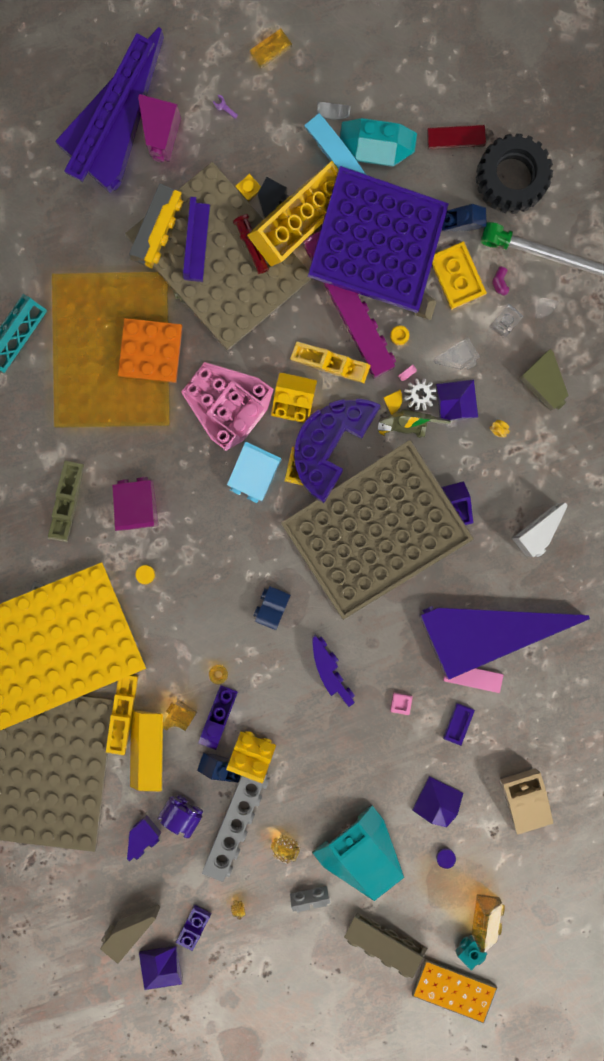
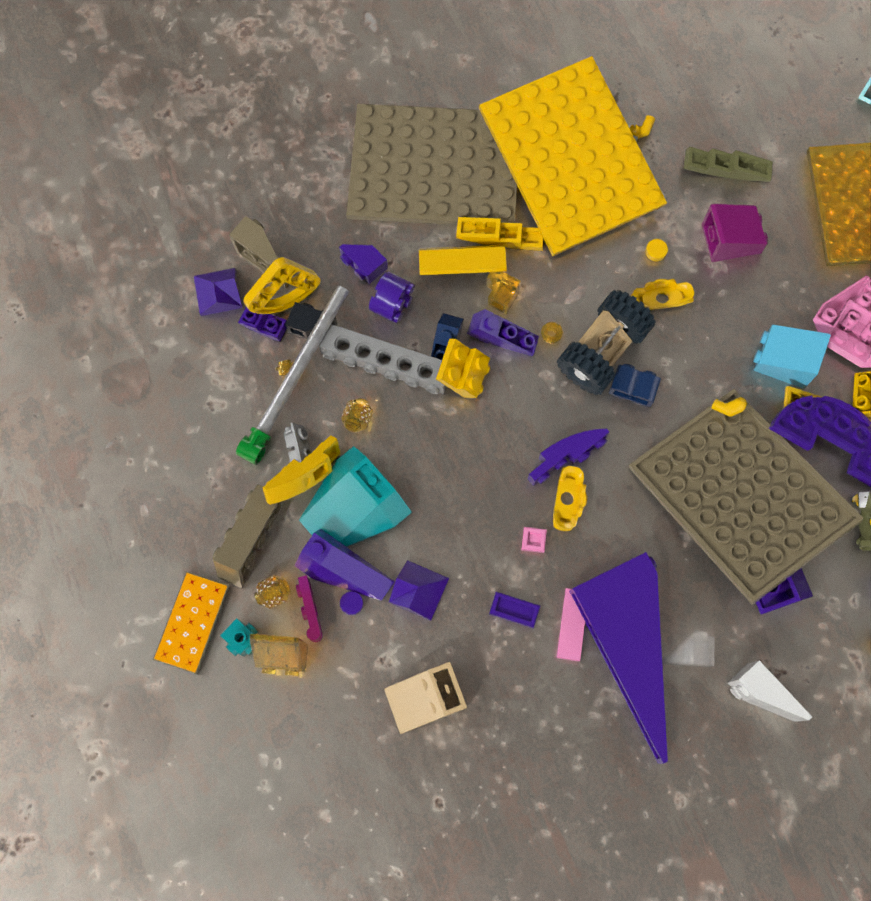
camera: 90 degrees right, 15 degrees down
(25, 575) = (645, 129): none -> yellow arm
(175, 931) = (281, 271): none -> yellow beam
(191, 589) = (677, 293): none -> yellow piece
(197, 889) = (303, 319): none -> black slope
(236, 633) = (618, 324): none -> black plate
(301, 530) = (731, 408): none -> yellow arm
(307, 939) = (253, 447): none -> flat silver piece
(341, 901) = (298, 476): none -> yellow slope
(382, 675) = (570, 481): none -> yellow piece
(414, 870) = (337, 565): none -> dark purple wedge
(434, 925) = (272, 592): none -> clear yellow head
(450, 893) = (309, 609): none -> magenta plate
(502, 584) = (693, 651): none -> clear slope

